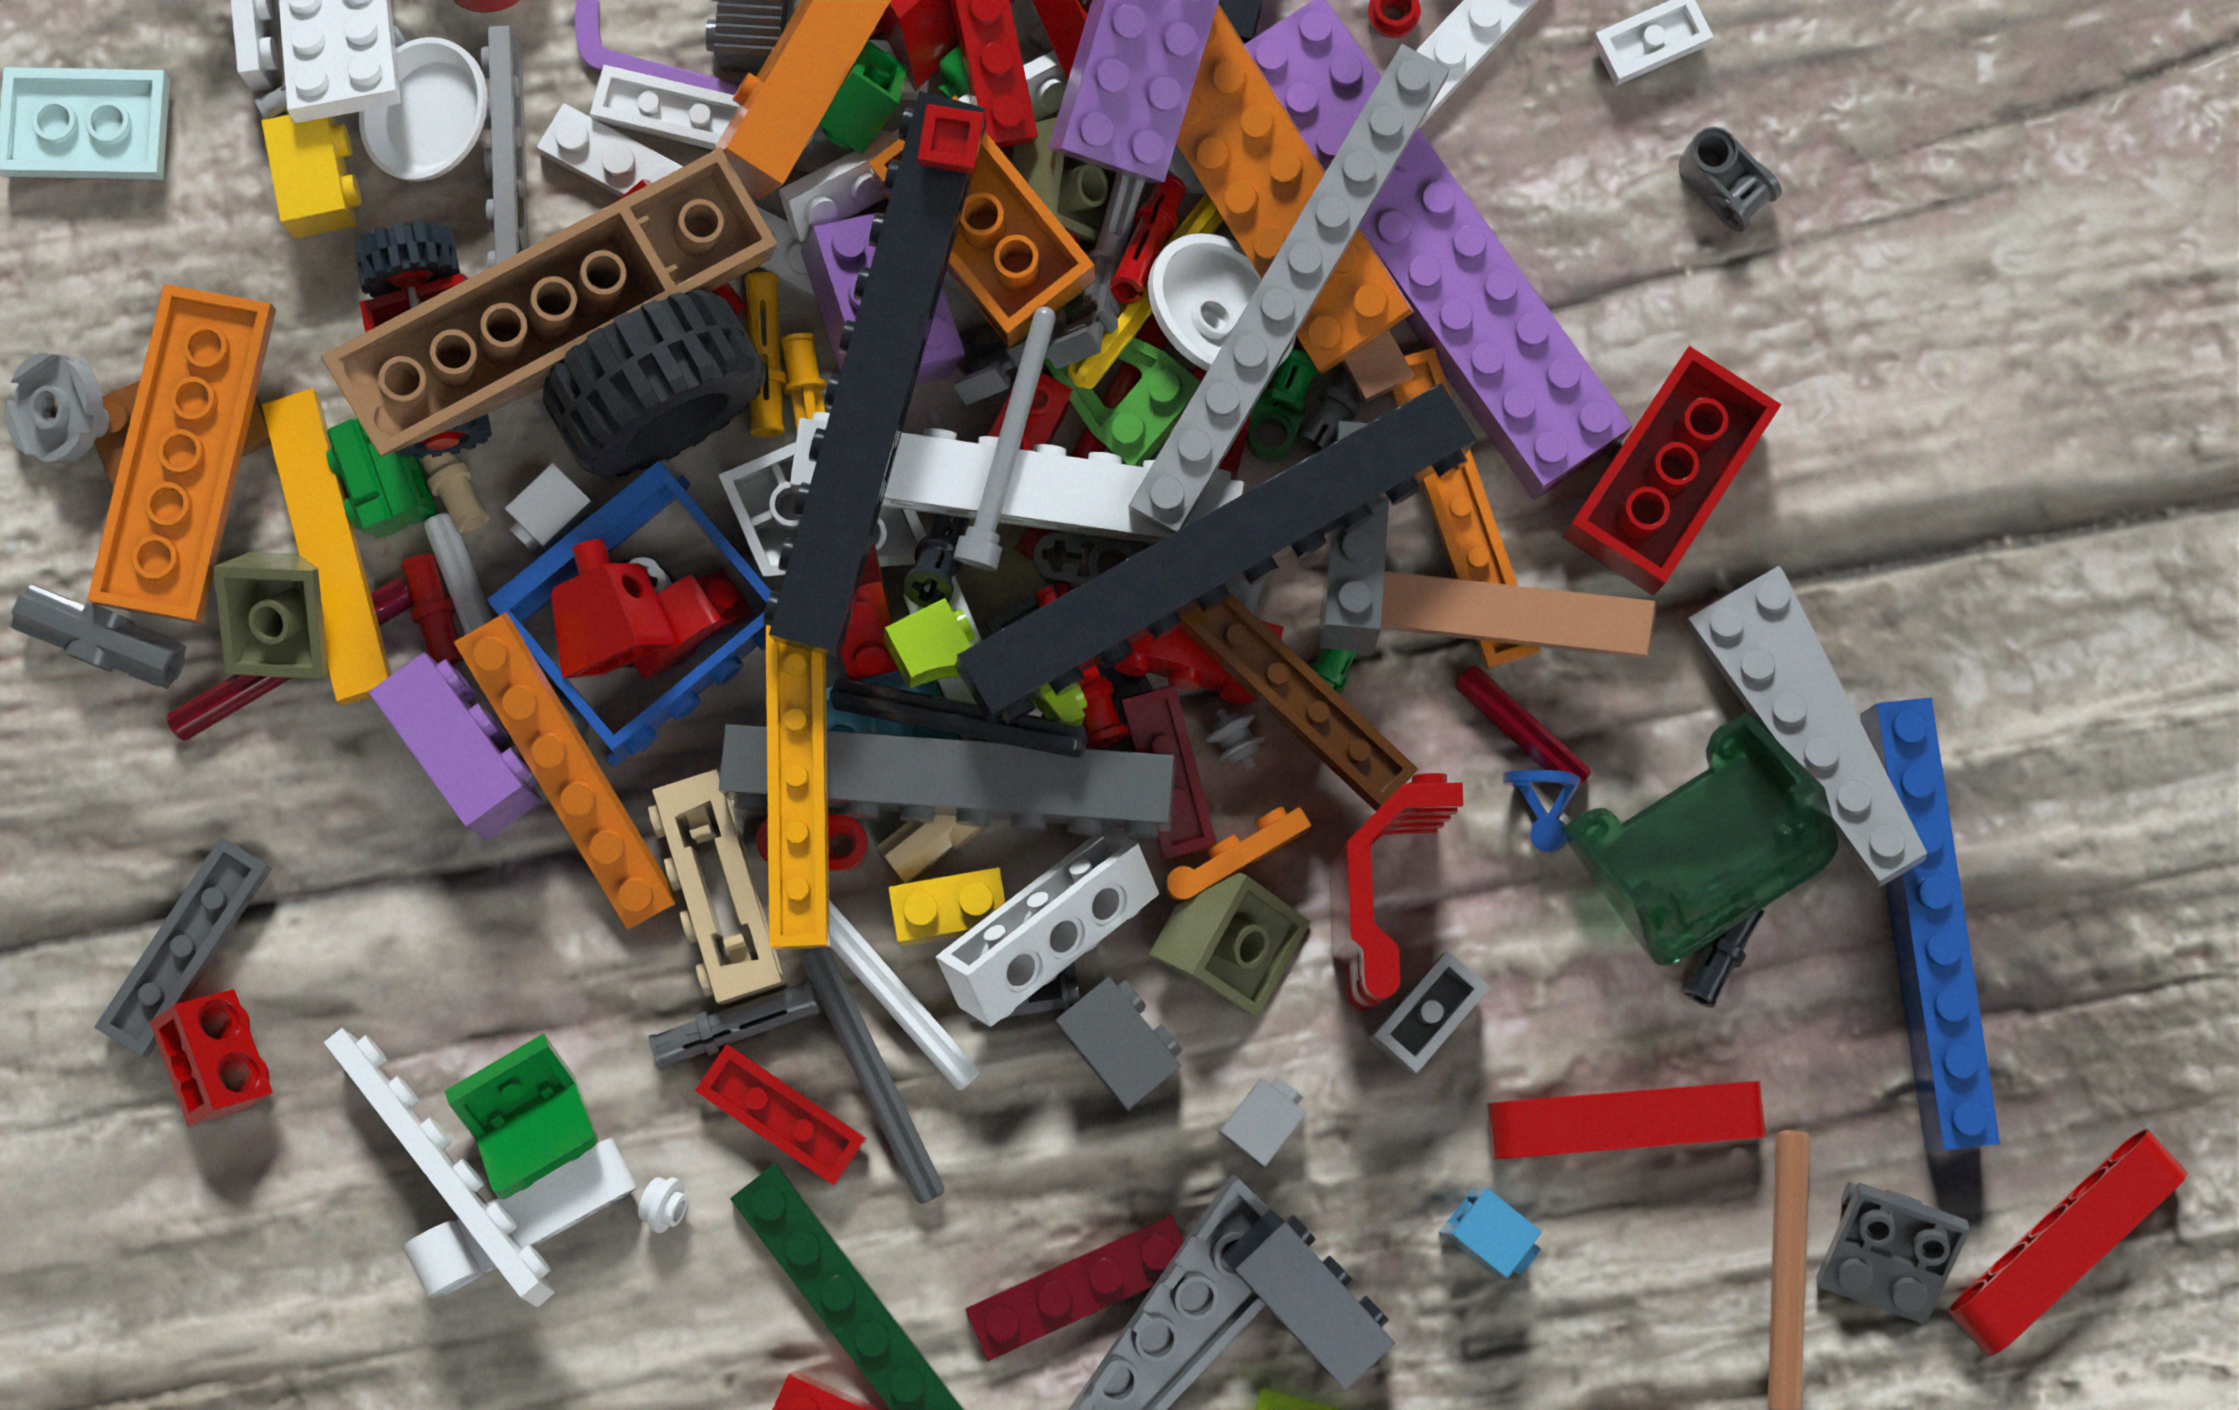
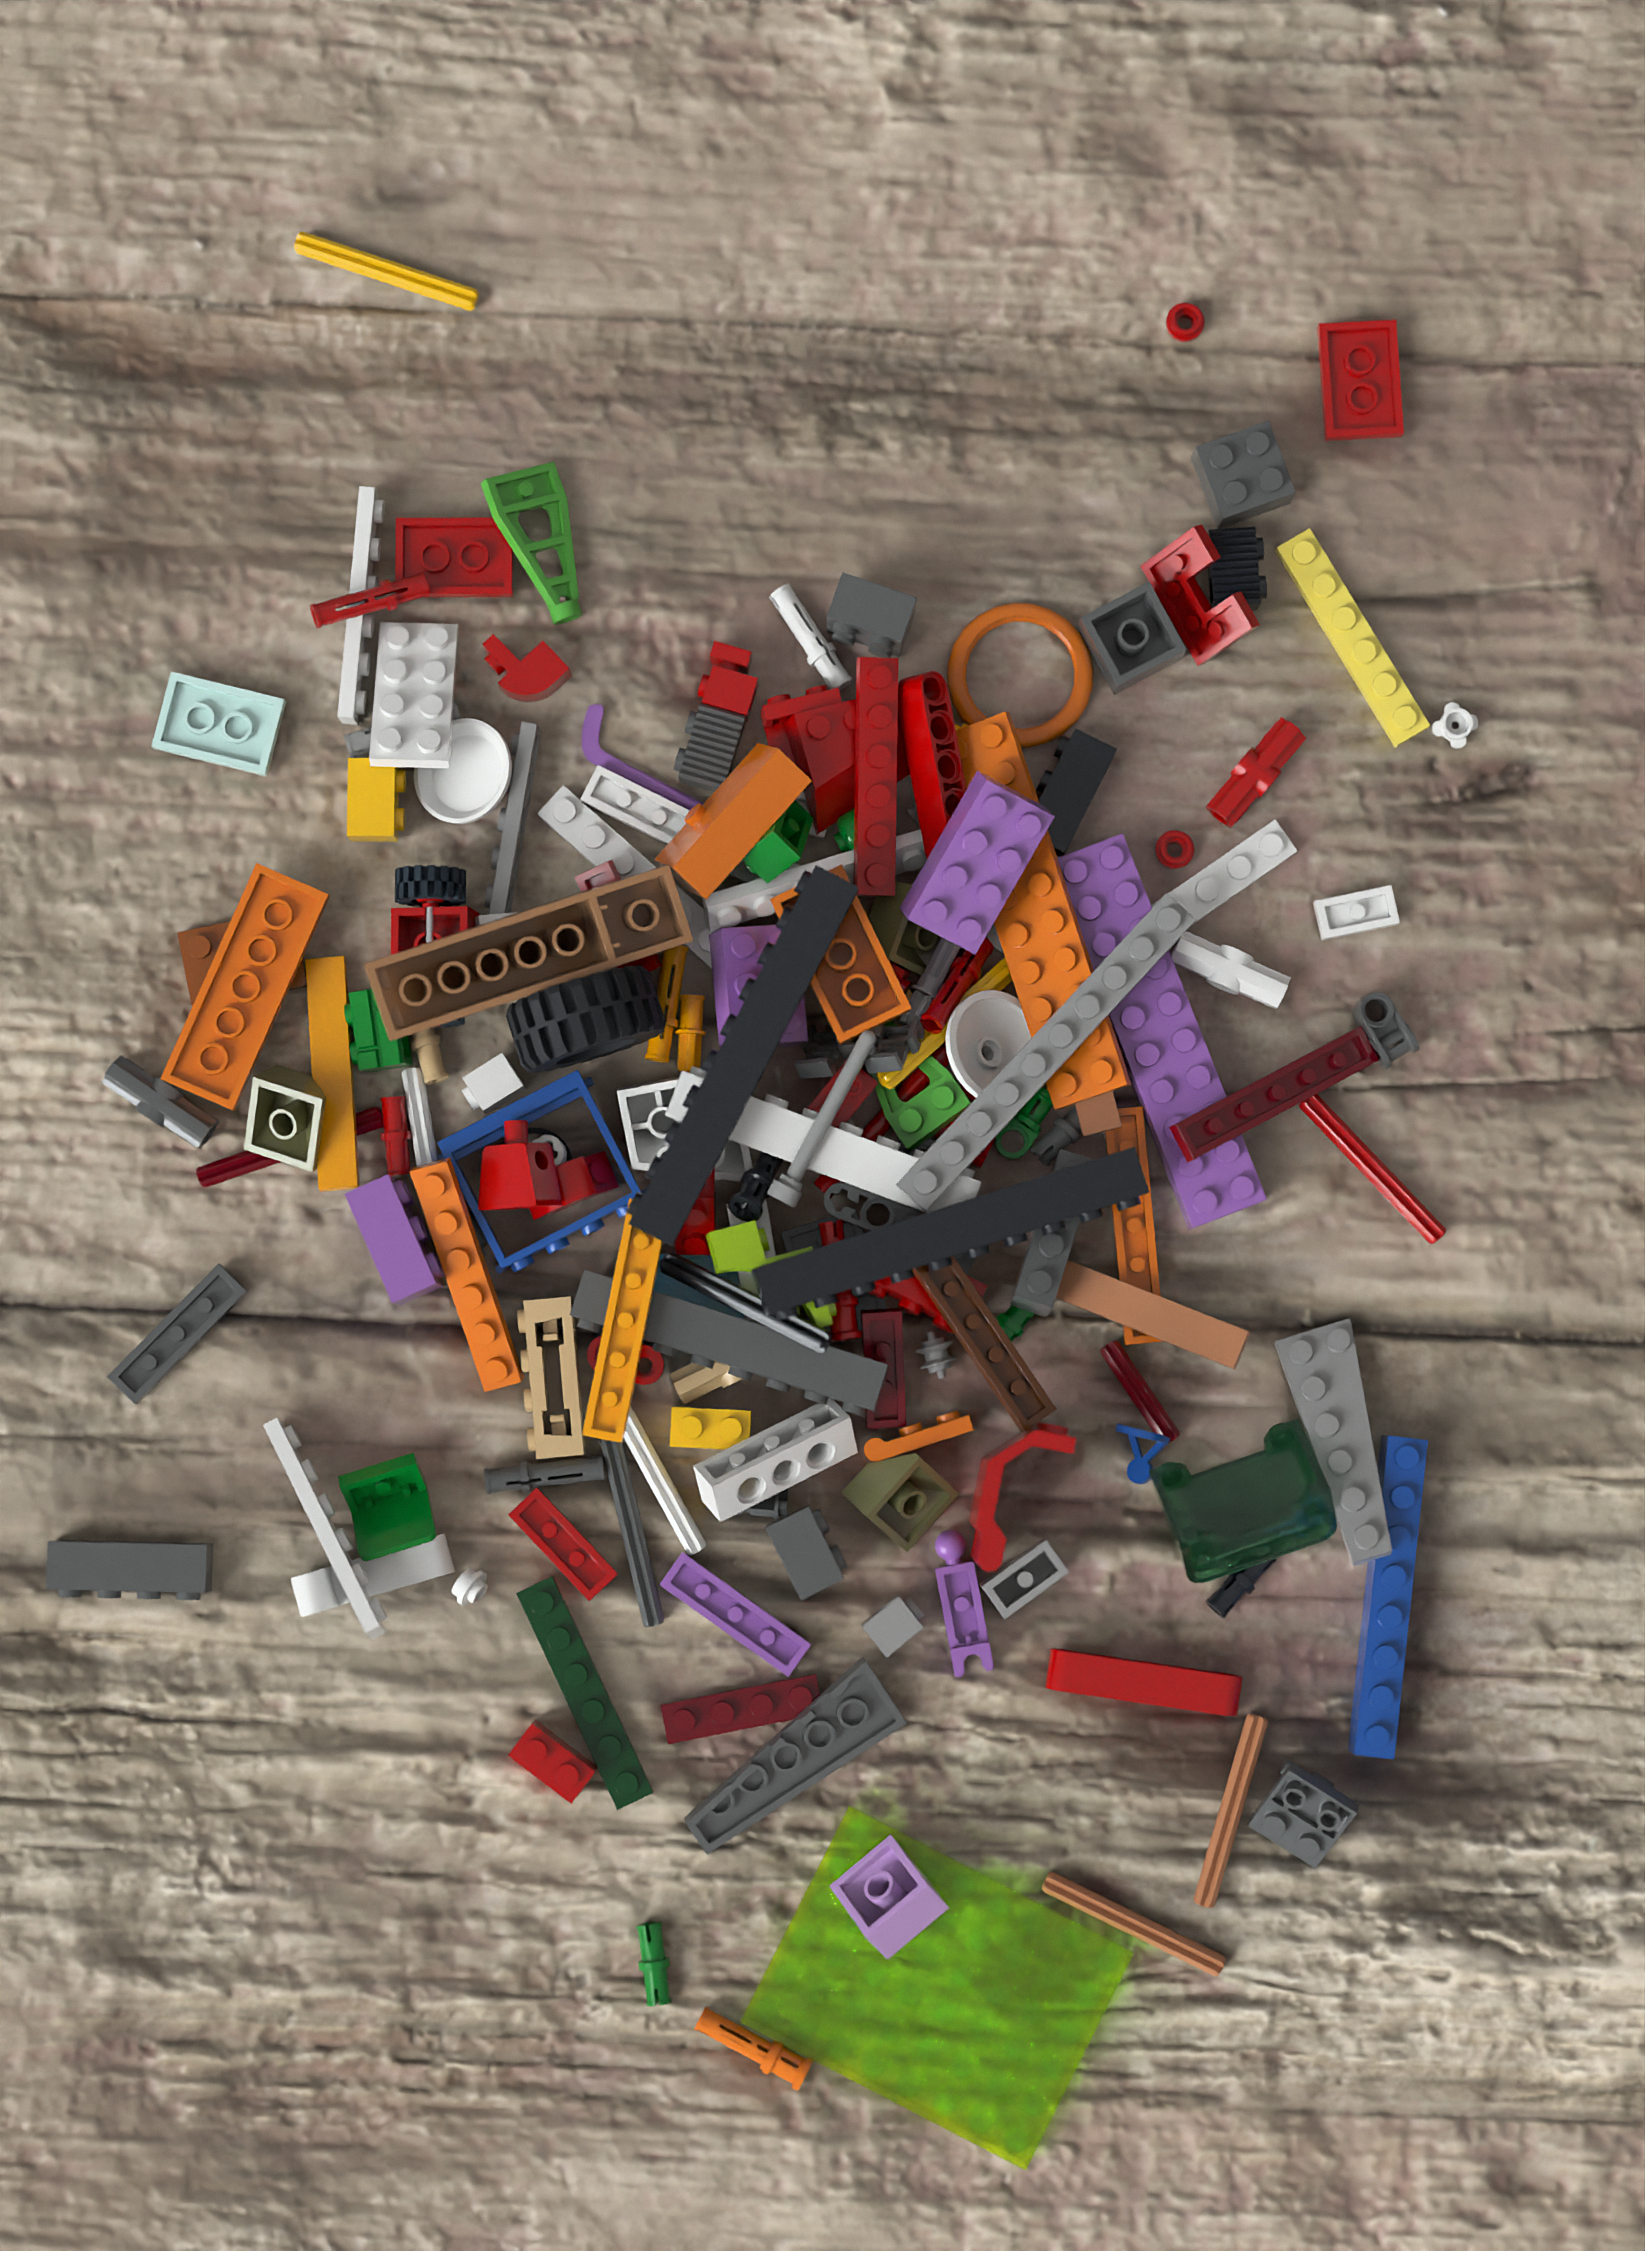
camera: 15 degrees right, 5 degrees up
(79, 408) = (180, 932): light grey plate -> none
(177, 1286) = (129, 1567): none -> dark grey brick
(197, 1060) = (178, 1416): red brick -> none
(950, 139) = (829, 908): red plate -> none
(1041, 1156) = (735, 1614): none -> medium lavender plate
(1310, 1297) = (896, 1753): brick -> none
(1350, 1071) = (961, 1603): none -> medium lavender plate
(1492, 1233) = (1030, 1739): dark azure brick -> none
(1507, 146) = (1230, 969): none -> white piece
(1605, 286) = (1273, 1094): none -> dark red plate
(1671, 471) = (1288, 1235): red brick -> none
(1758, 363) = (1373, 1168): none -> red axle
(2067, 1242) = (1427, 1835): red beam -> none

